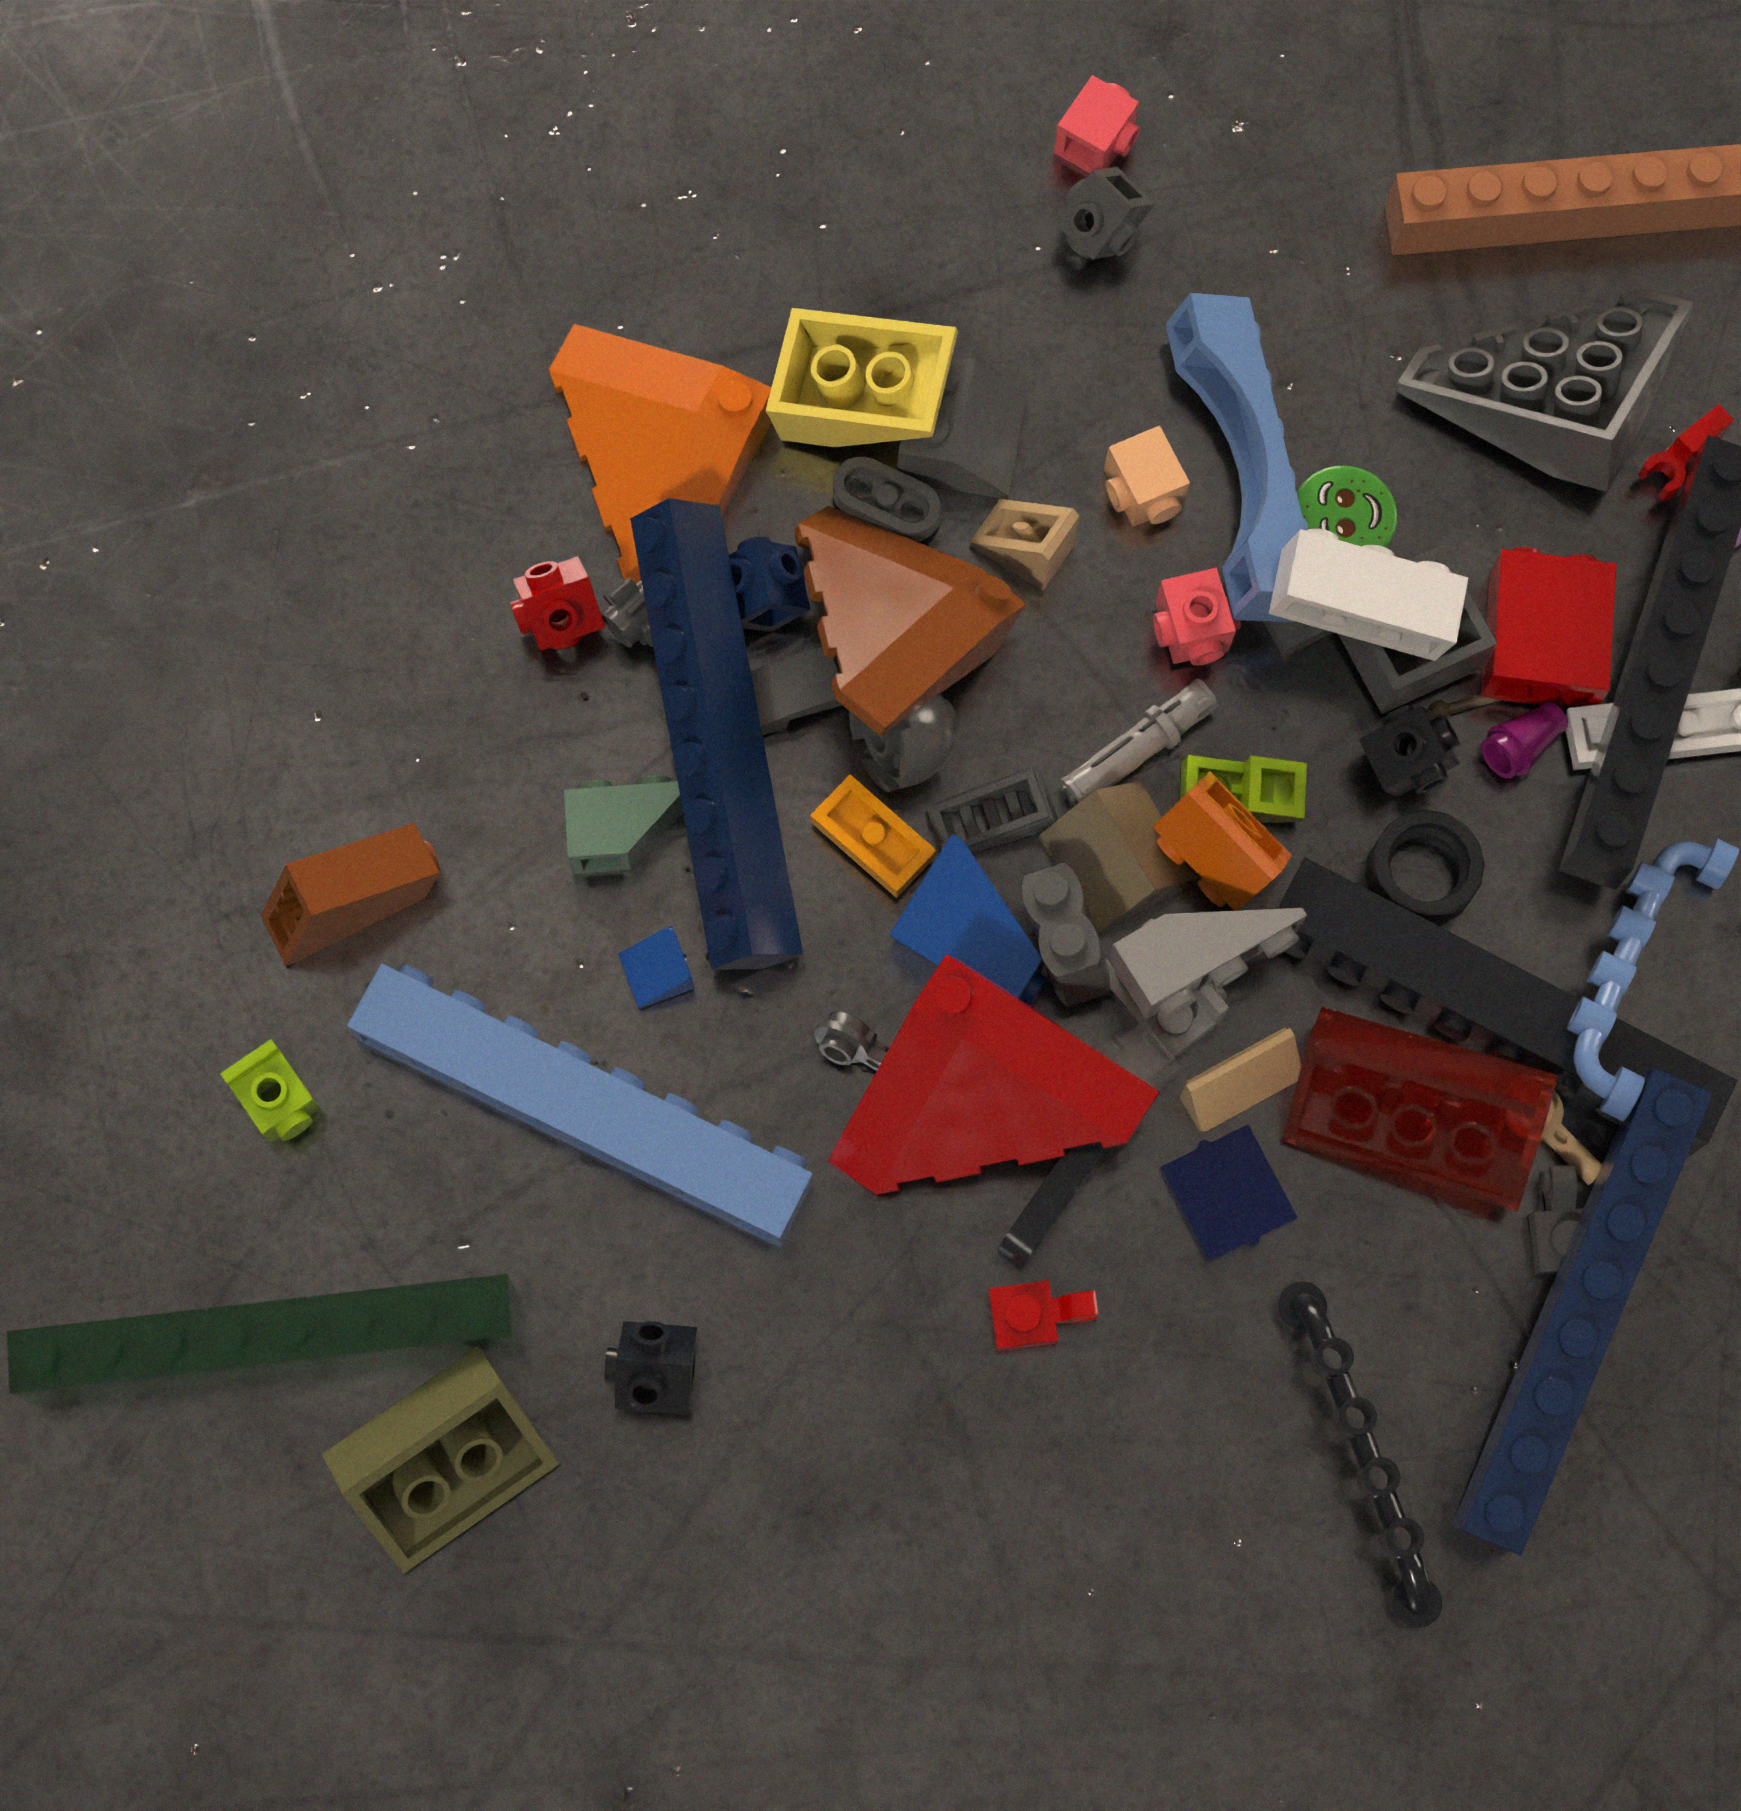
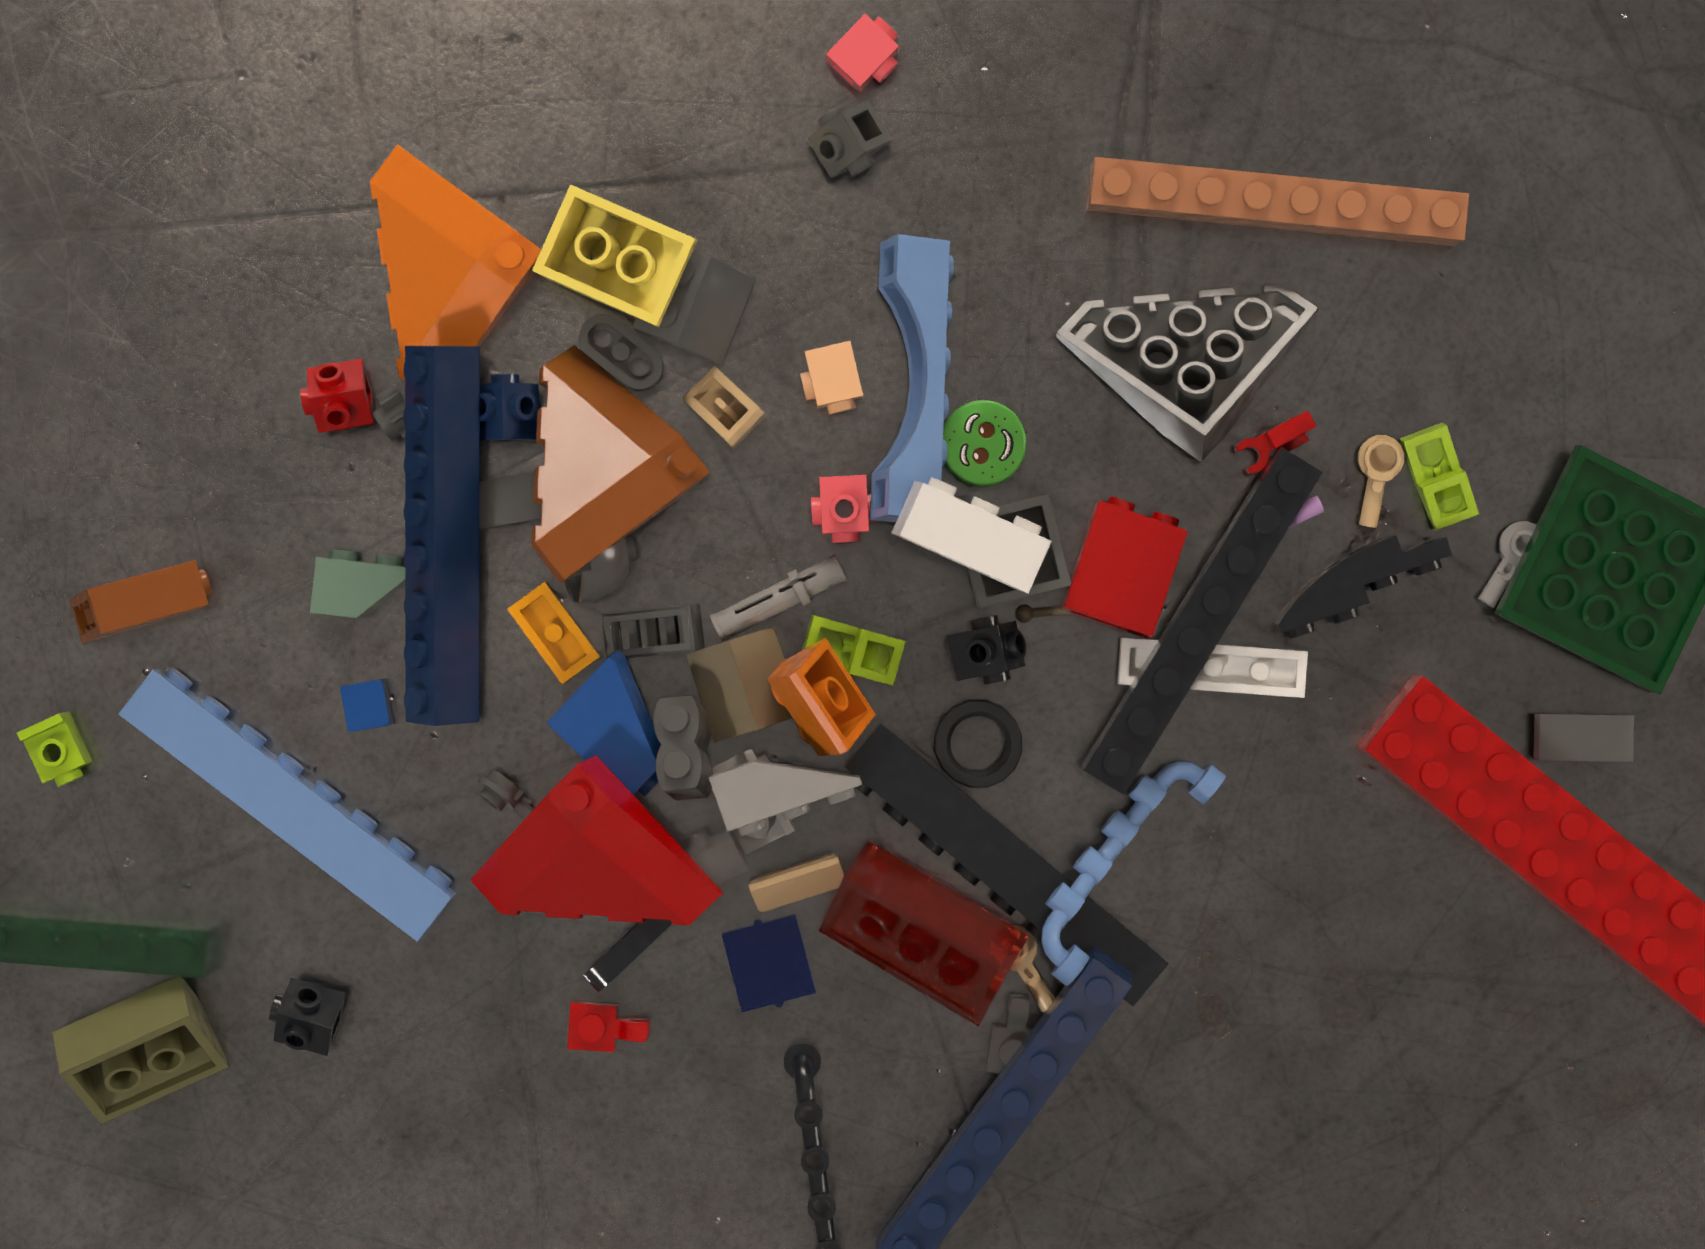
camera: 10 degrees right, 15 degrees up
(1520, 742) = (1081, 654): magenta cone -> none

